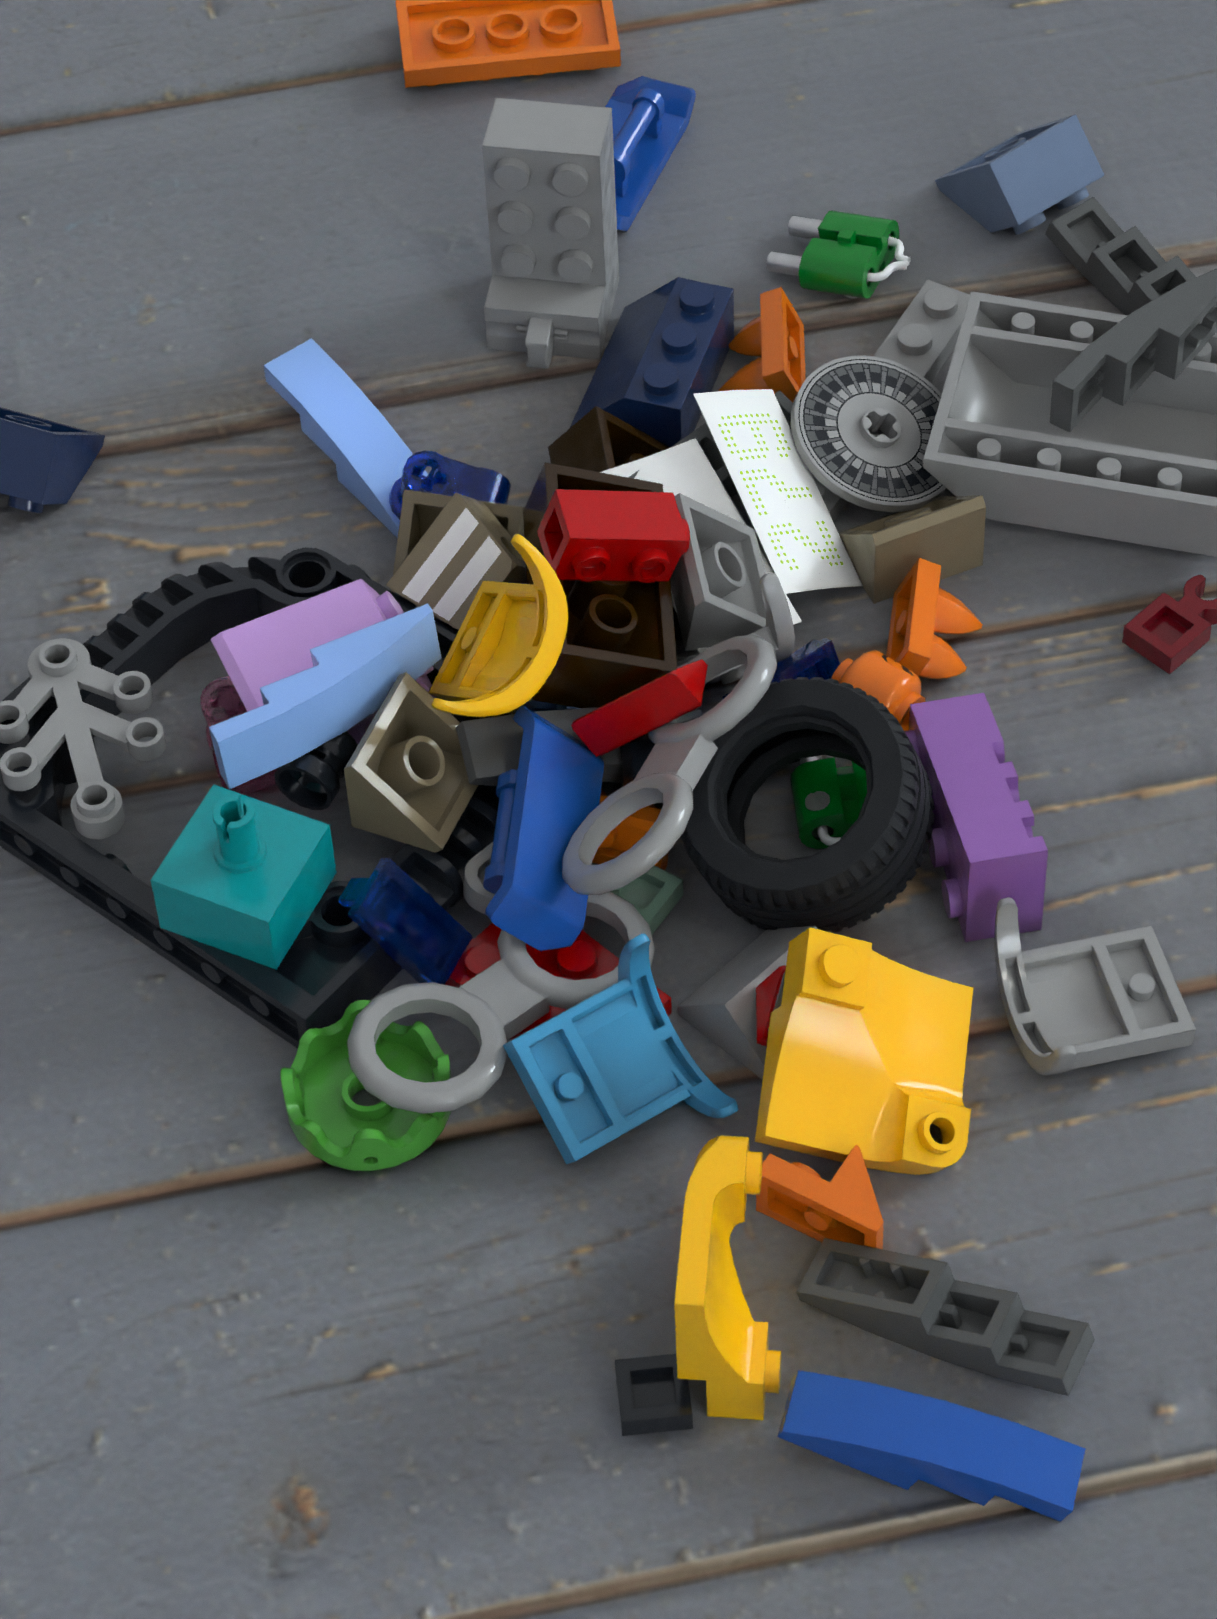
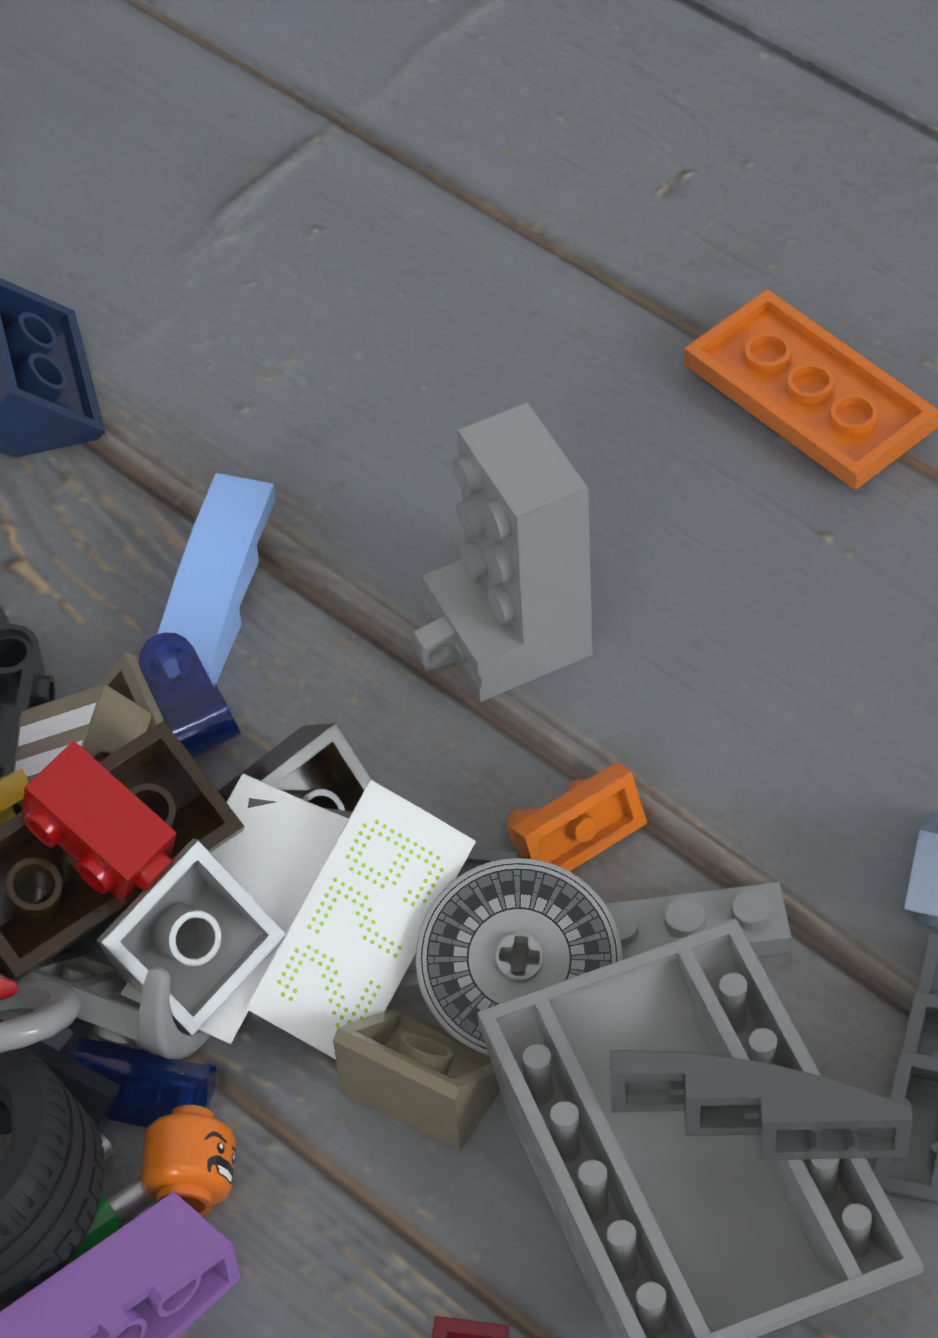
camera: 55 degrees right, 0 degrees up
(646, 128) = (738, 563): blue piece -> none
(662, 356) = (486, 751): dark blue slope -> none
(843, 253) = (754, 800): green piece -> none
(917, 613) = (341, 1137): orange tile -> none

